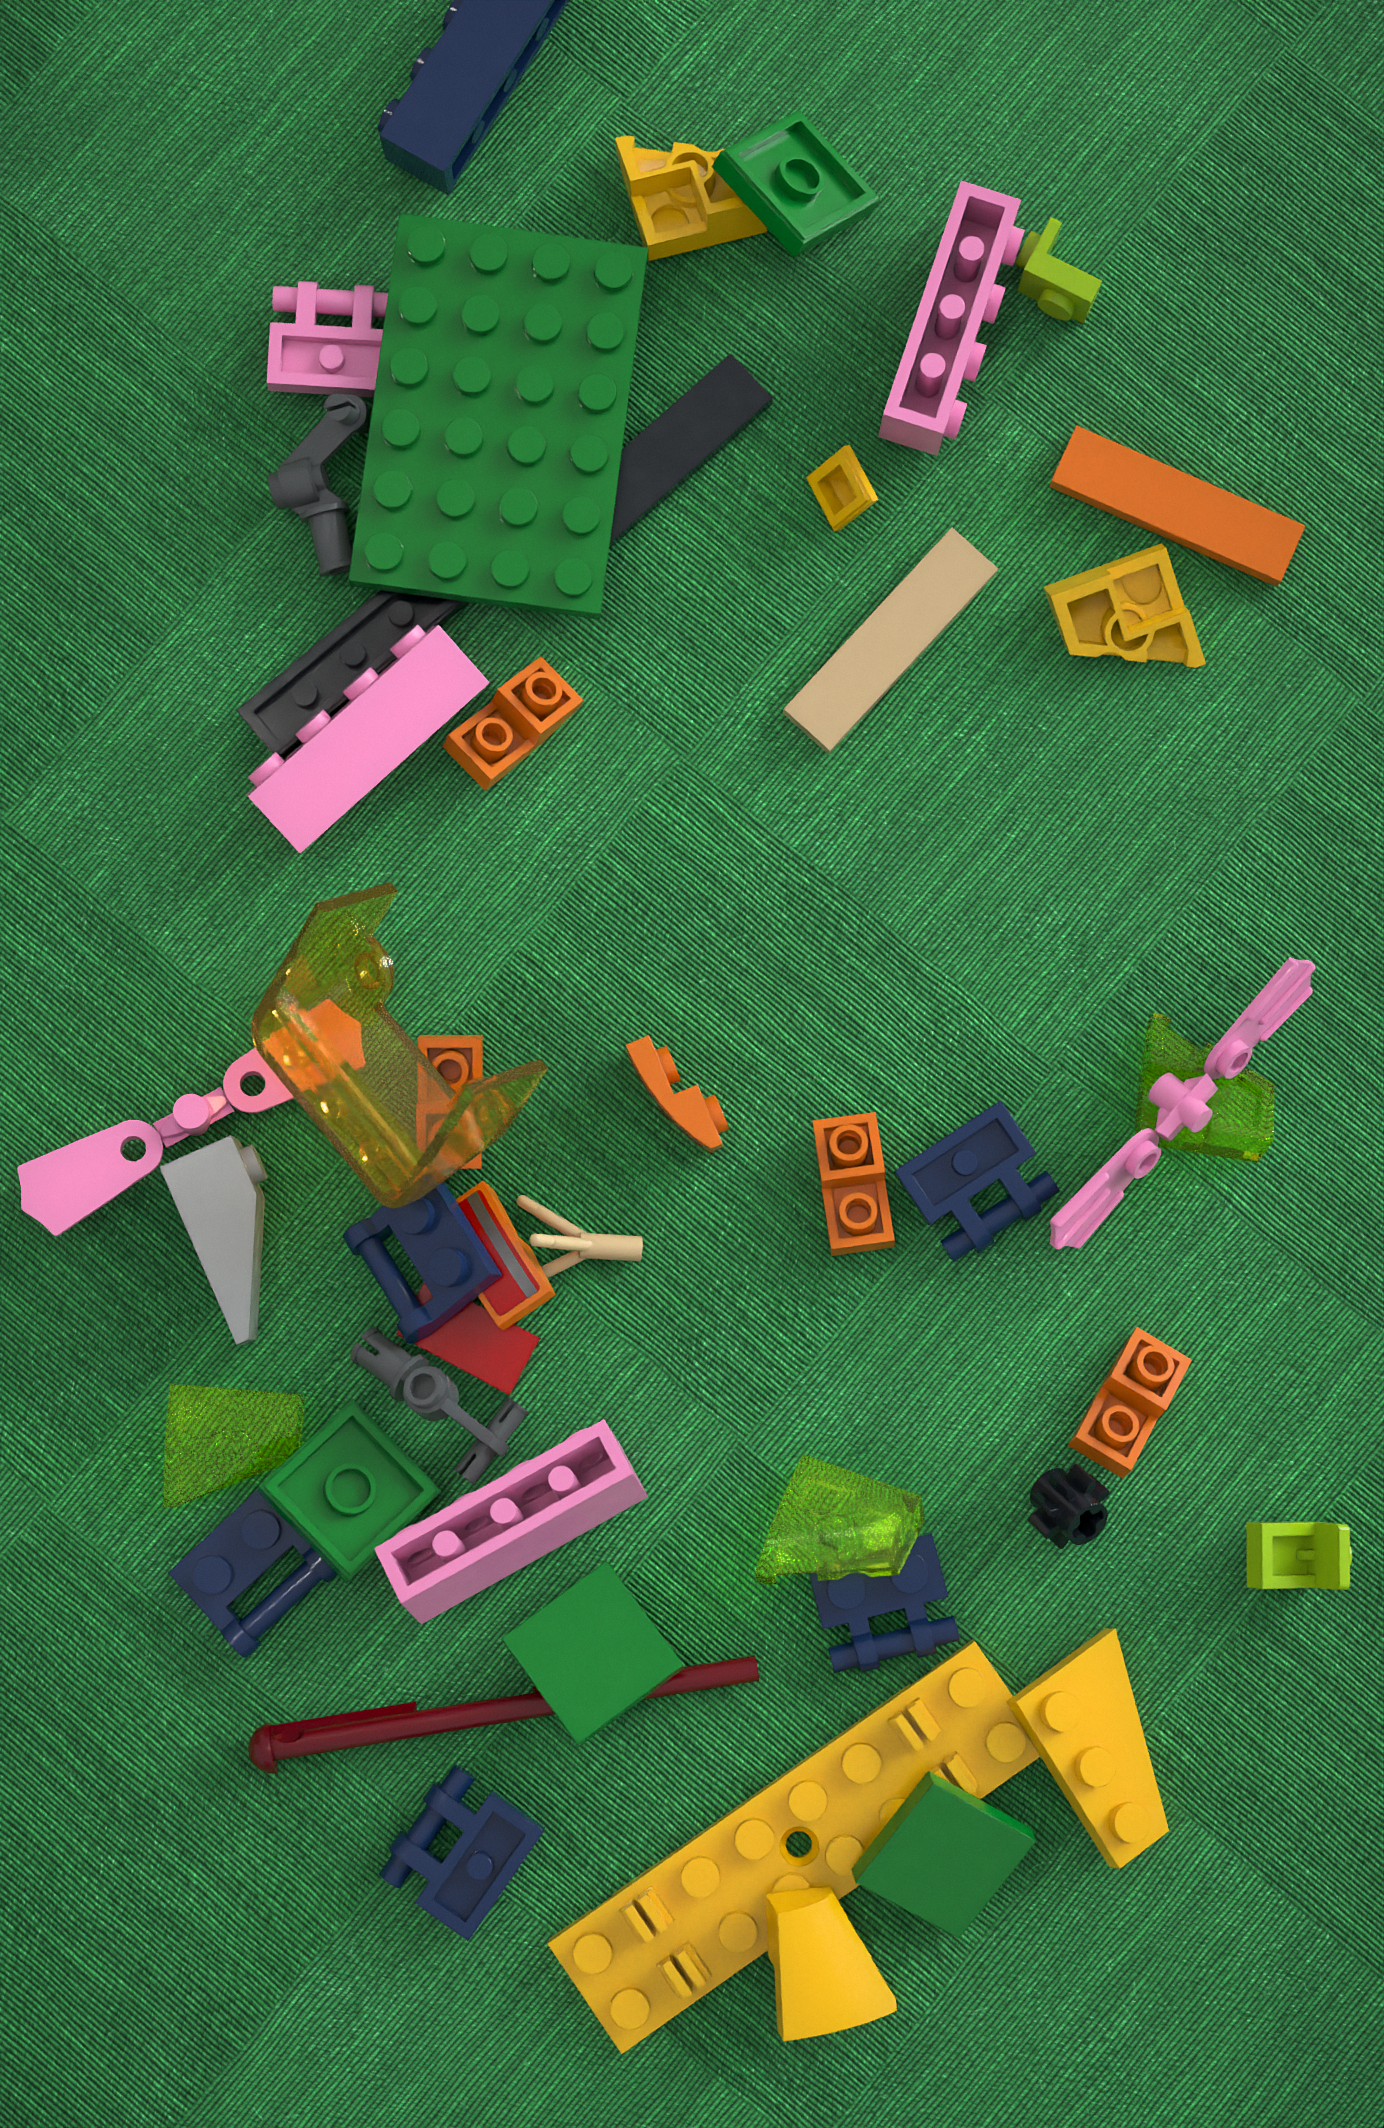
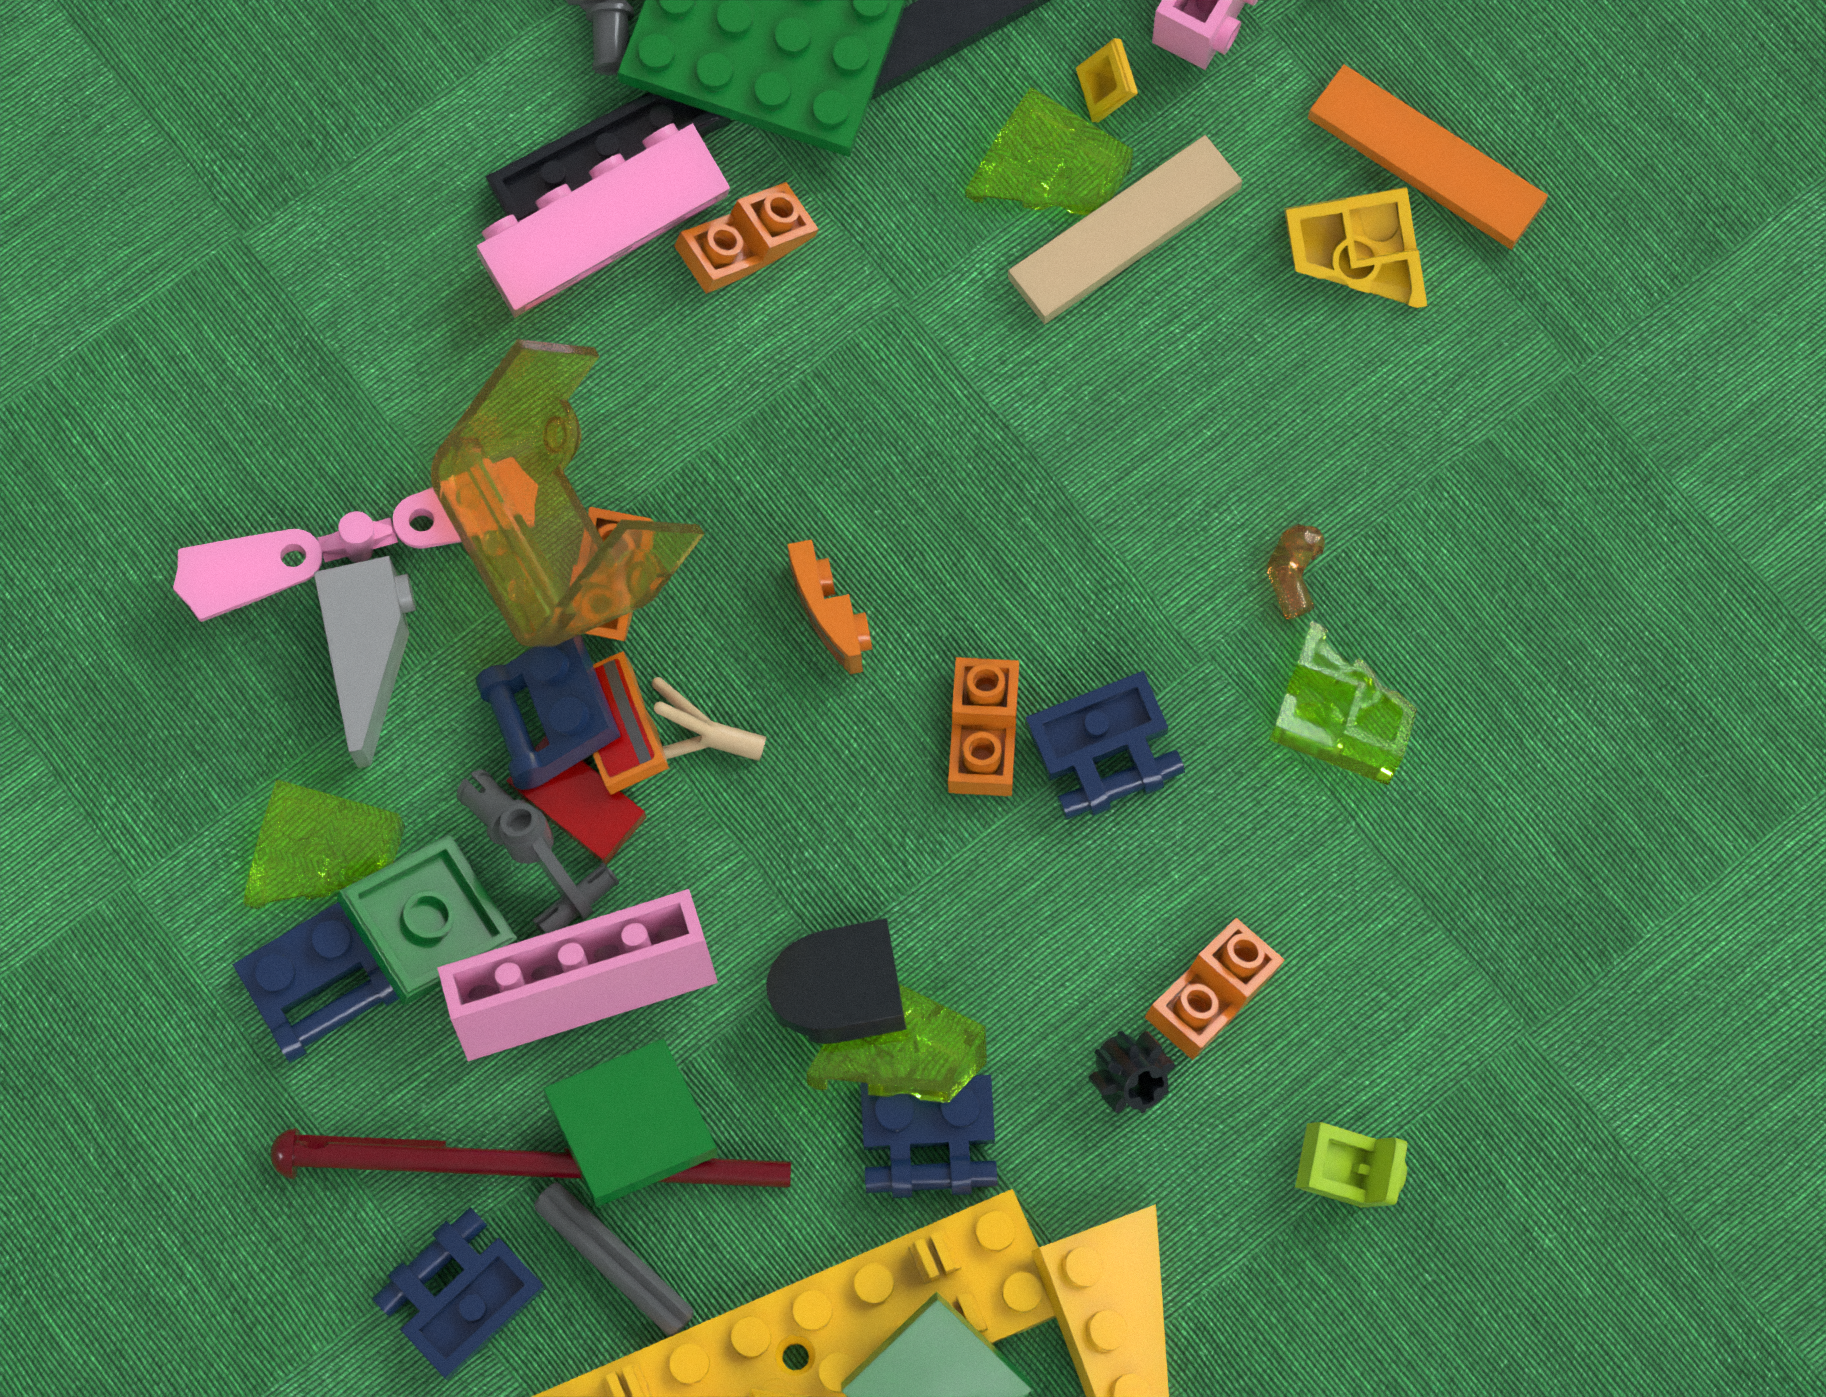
camera: 15 degrees right, 10 degrees down
(604, 1786) = (613, 1259): none -> dark grey axle
(767, 1477) = (838, 984): none -> black tile
(802, 584) = (1051, 160): none -> clear neon green slope
(1120, 959) = (1288, 563): none -> clear orange arm
(1182, 1104) = (1409, 640): bright pink piece -> none

